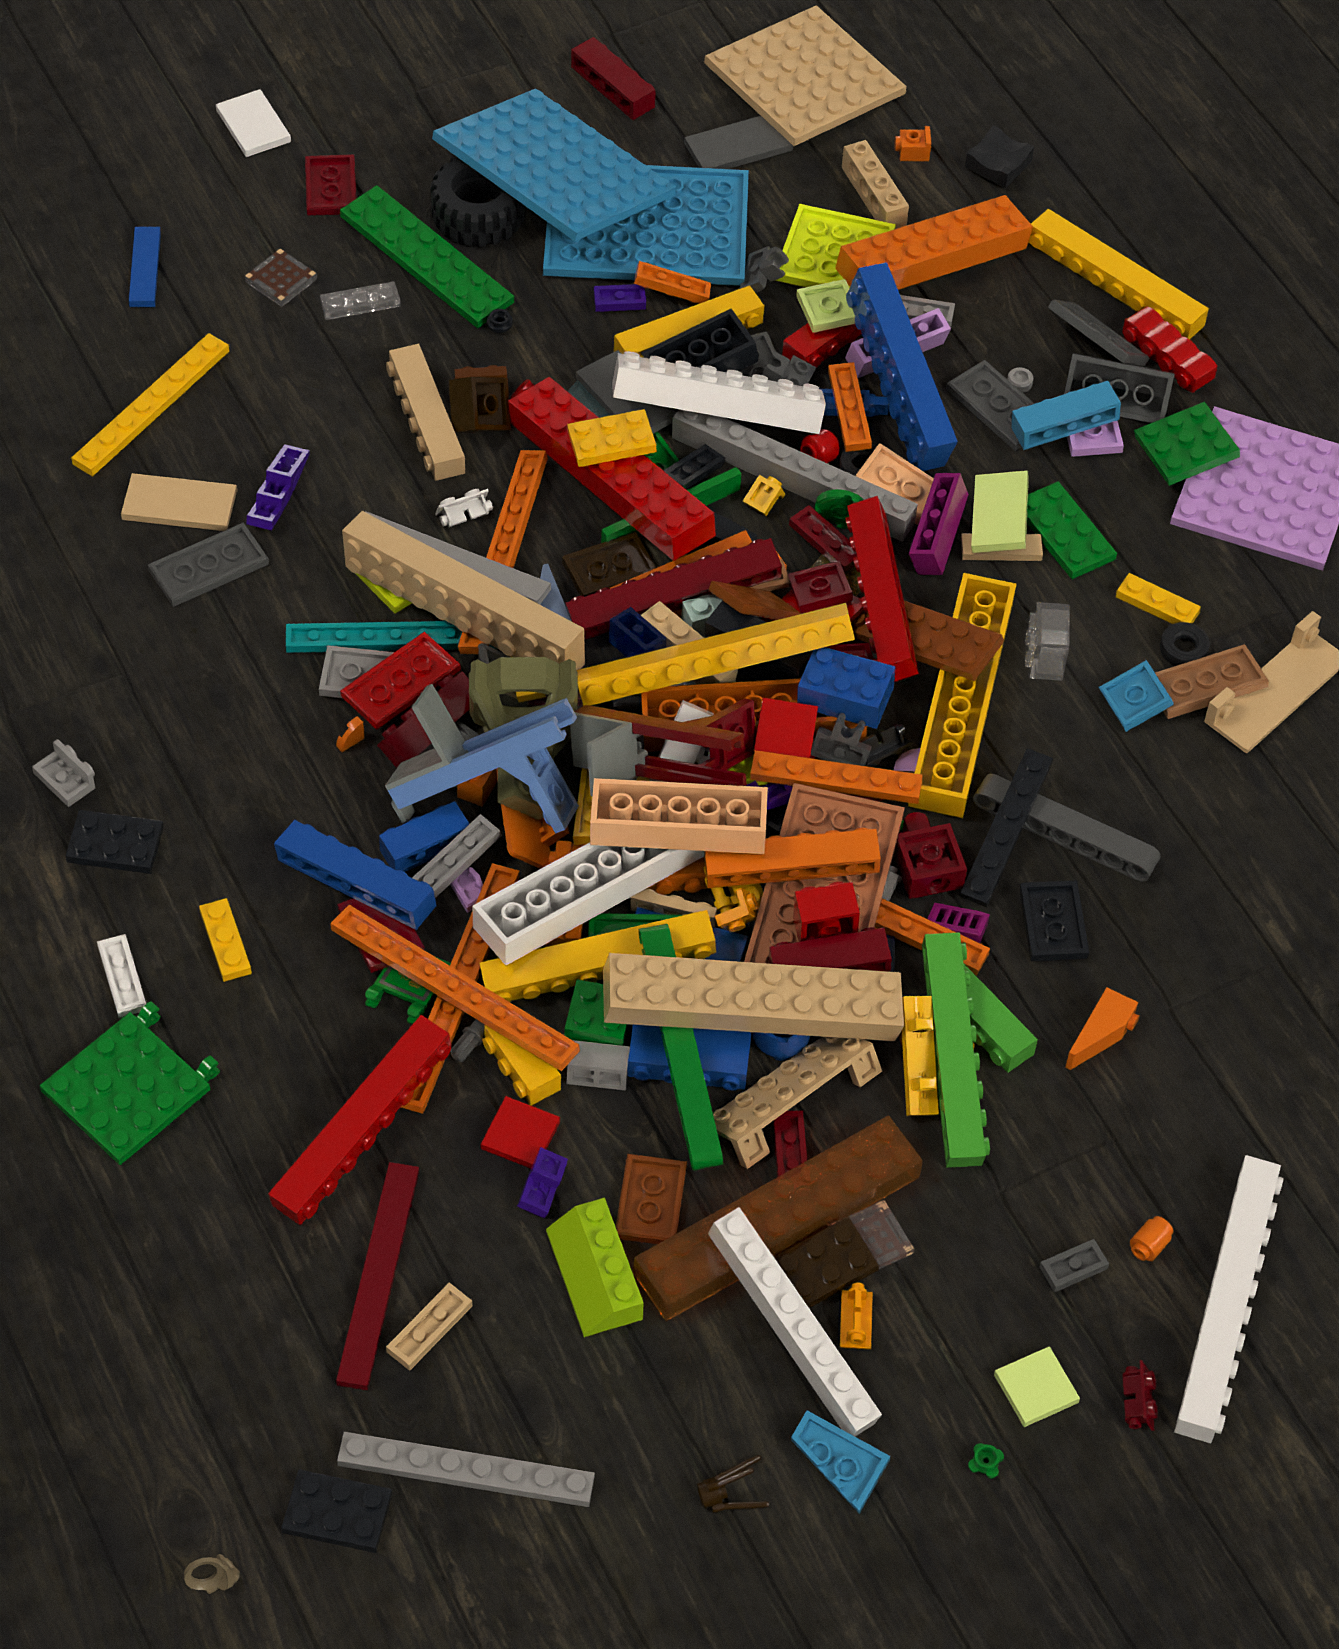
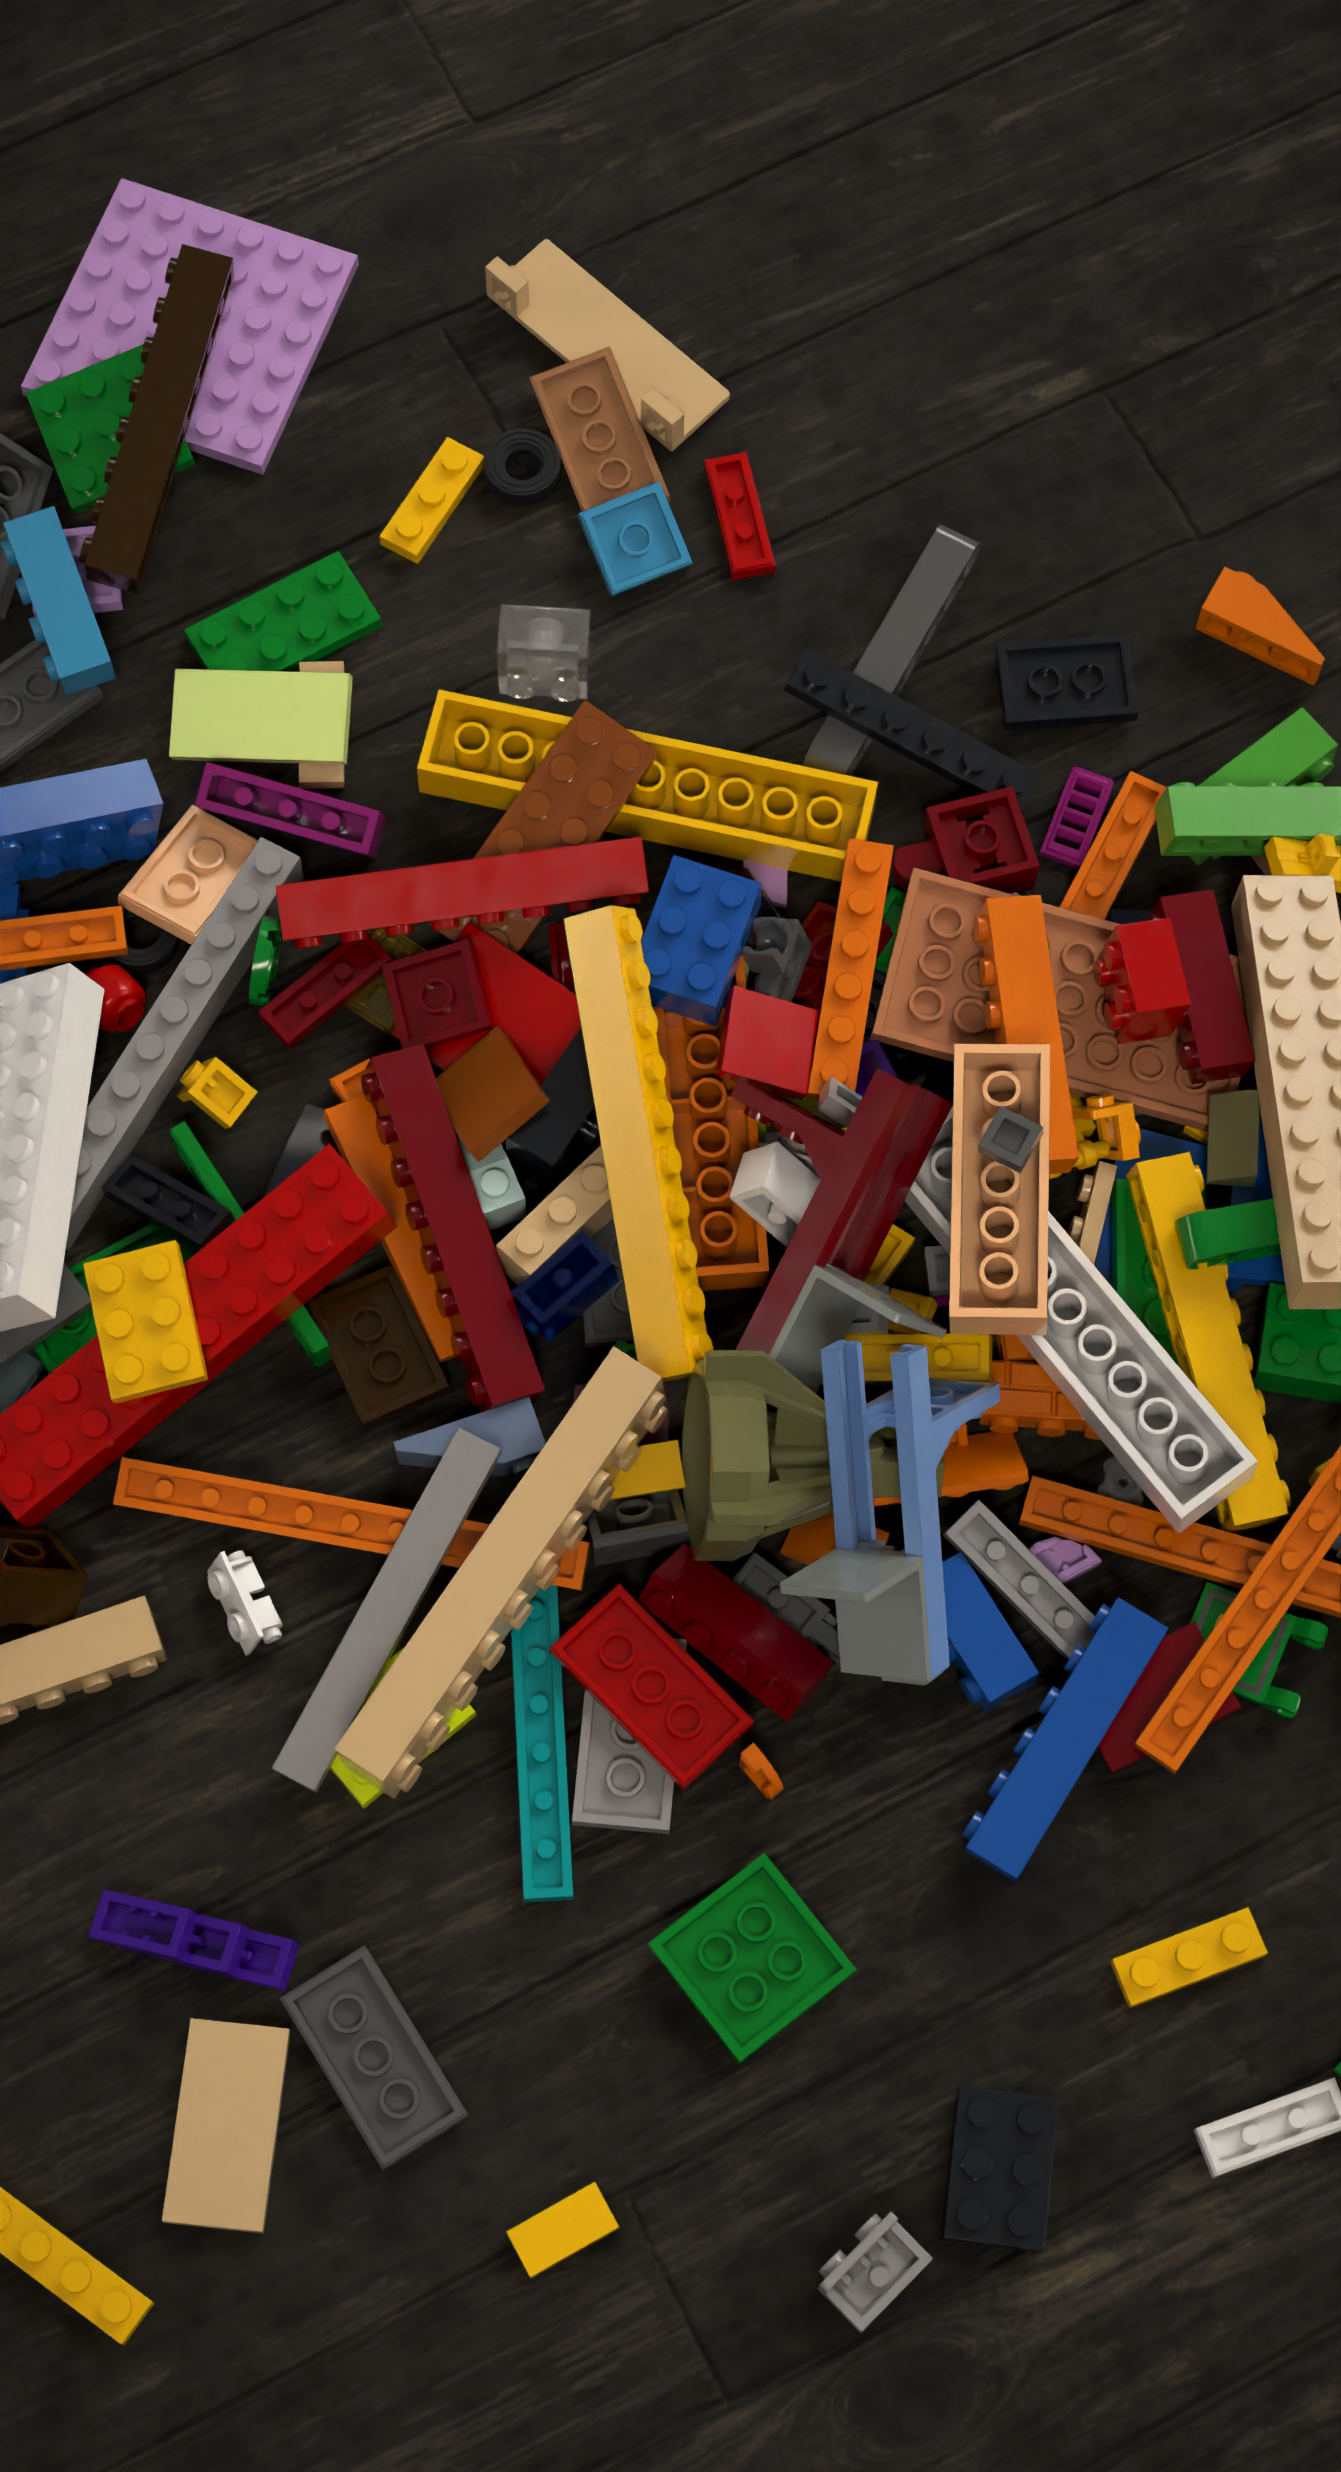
camera: 90 degrees left, 15 degrees up
(106, 642) = (562, 2230): none -> yellow tile
(244, 728) = (752, 1958): none -> green plate
(700, 802) = (1010, 1139): none -> dark grey plate
(743, 760) = (837, 1103): none -> light grey plate
(1161, 755) = (739, 516): none -> red tile
(1185, 451) = (158, 419): none -> dark brown brick

